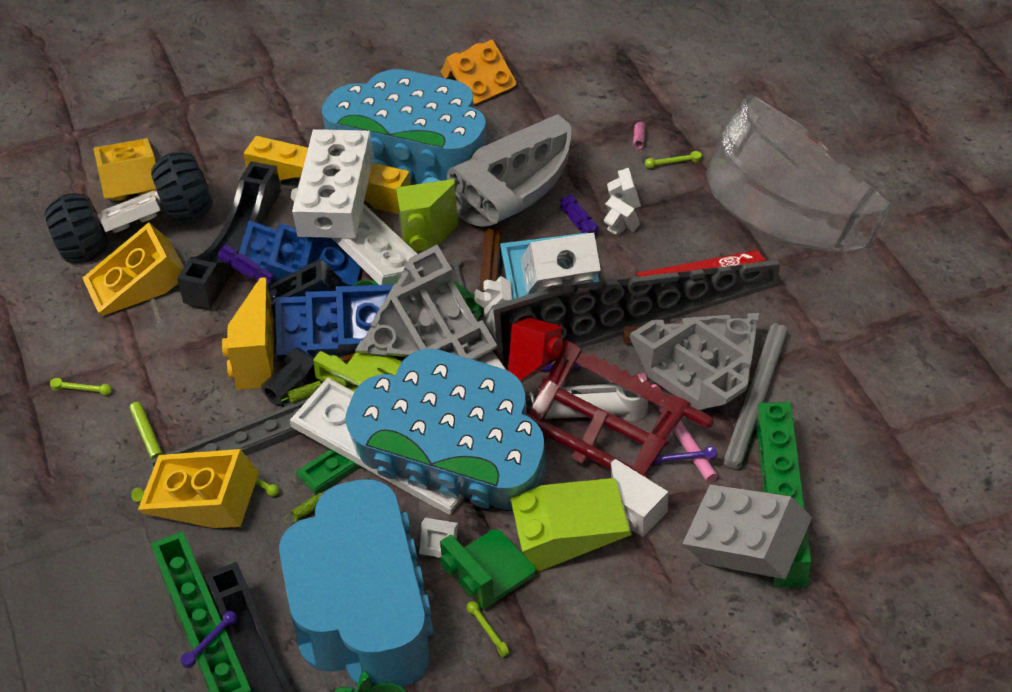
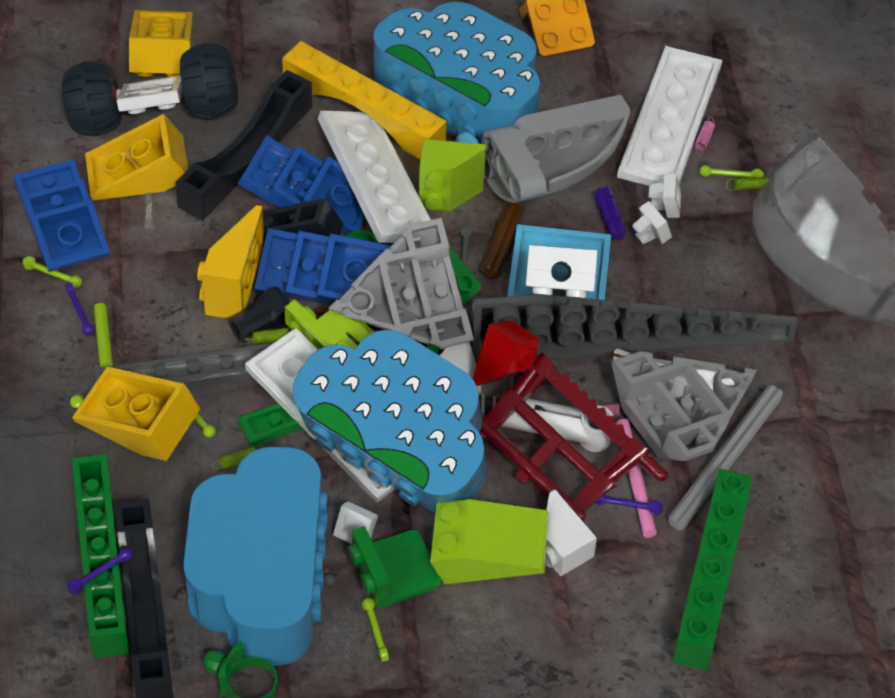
camera: 10 degrees right, 5 degrees up
(75, 335) = (61, 215): none -> blue slope
(129, 428) = (87, 329): none -> dark purple hinge
(244, 264) = (248, 184): dark purple axle -> none
(337, 213) = (354, 151): white brick -> none
(495, 293) = (492, 281): white tile -> none
(603, 127) = (670, 117): none -> white tile
(693, 164) = (748, 183): none -> lime piece
(730, 260) = (721, 301): red sticker -> none
(747, 531) = (659, 601): light grey brick -> none

